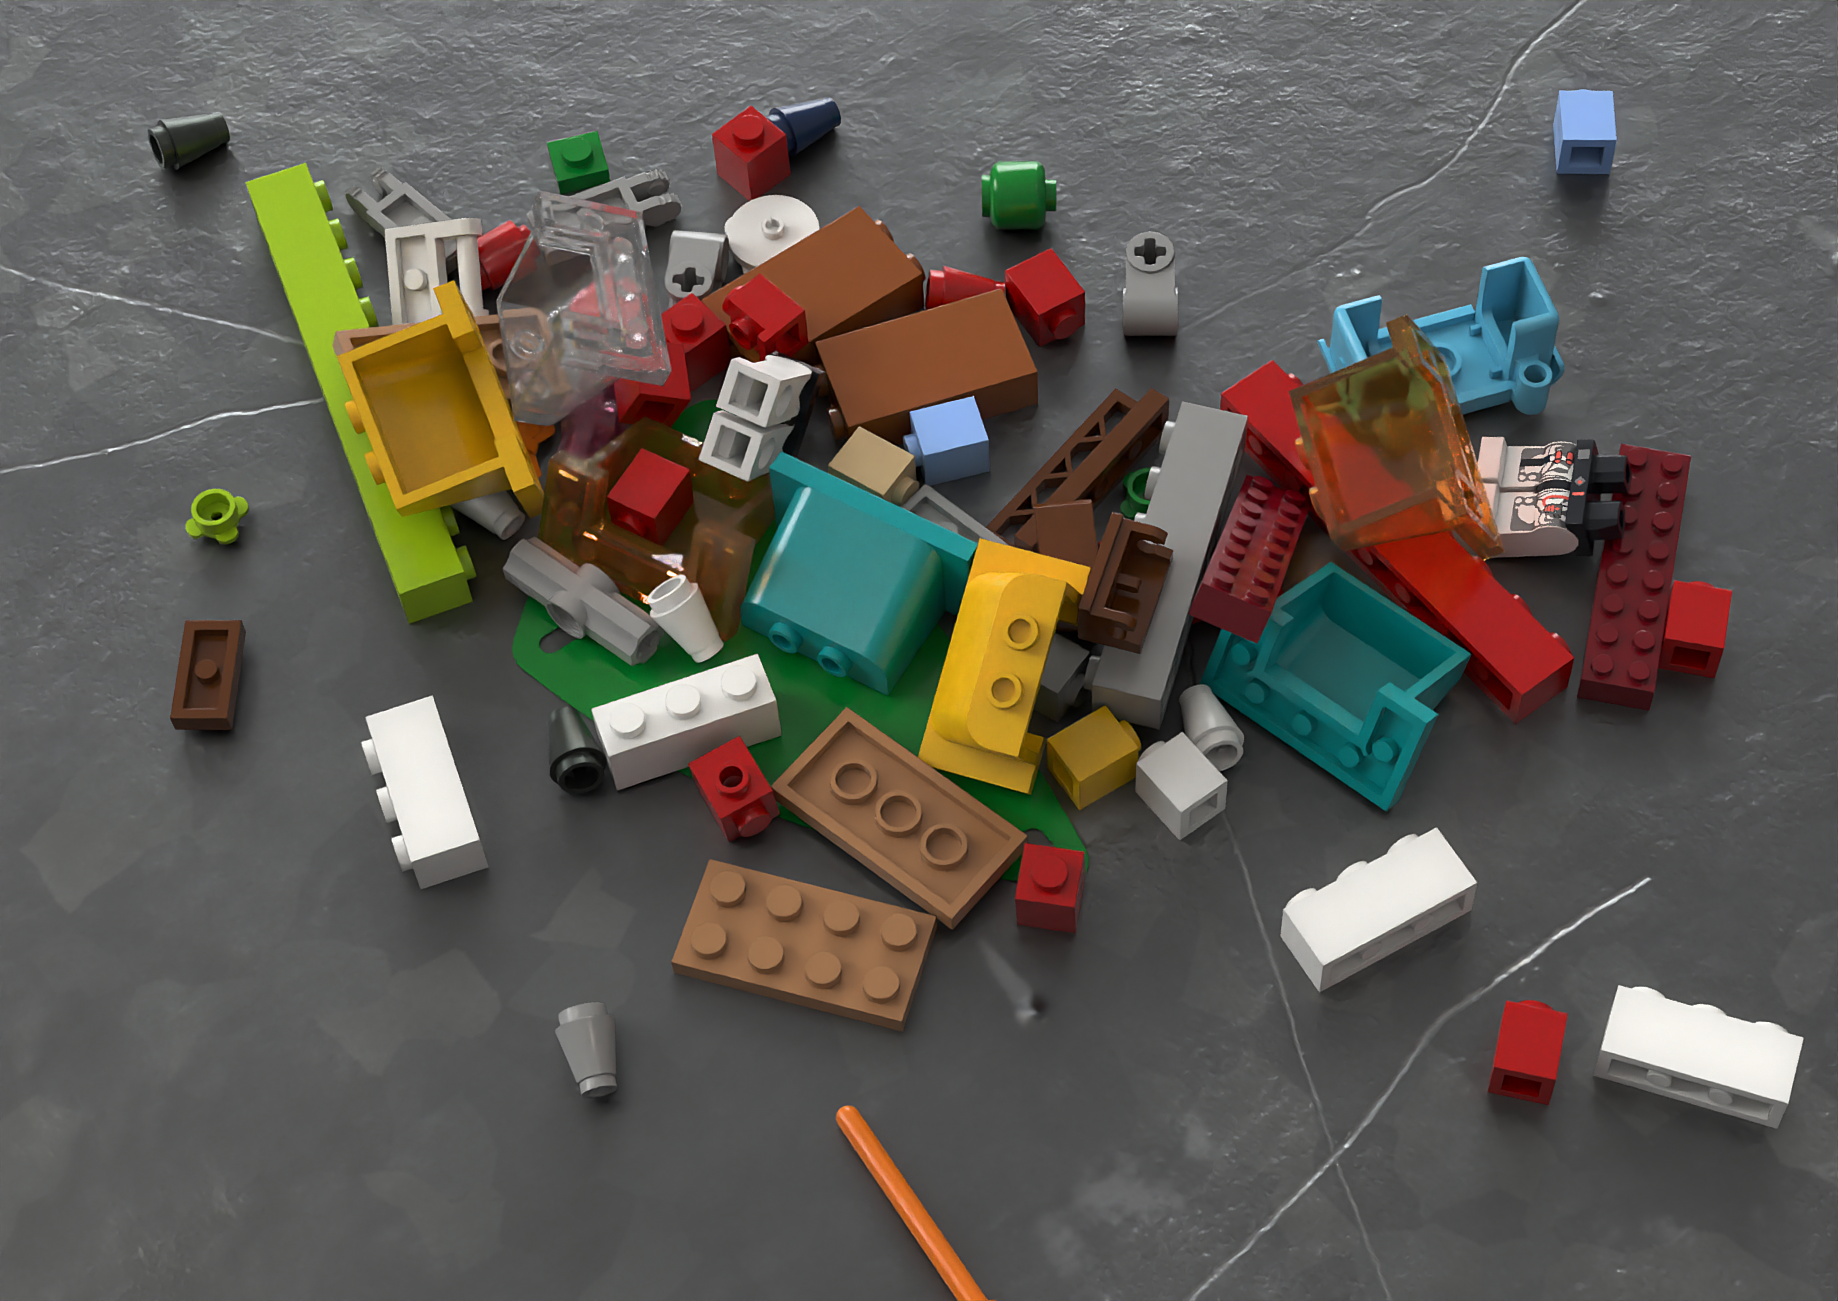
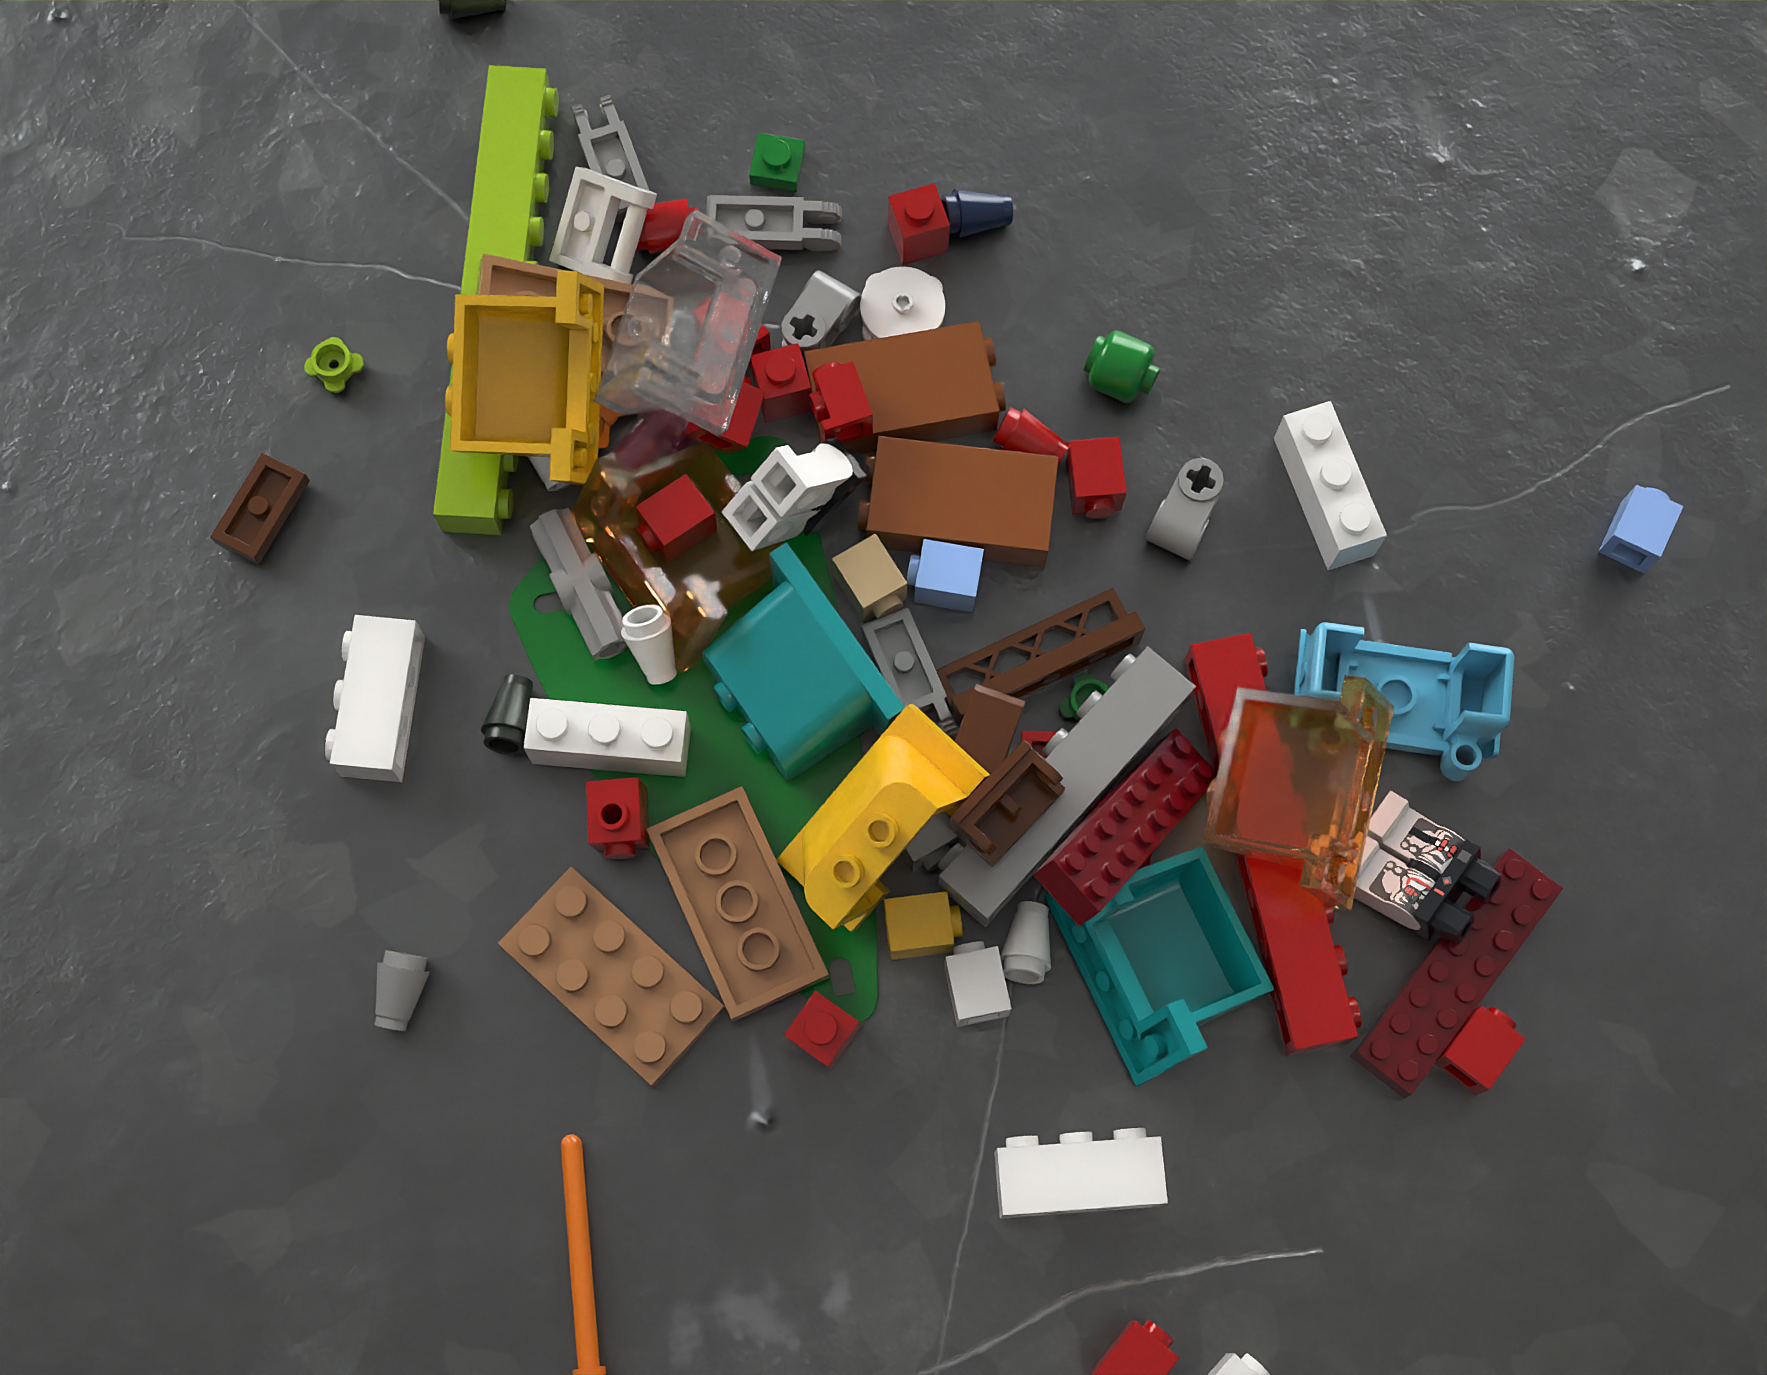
camera: 20 degrees right, 15 degrees up
(1274, 213) = (1329, 485): none -> white brick

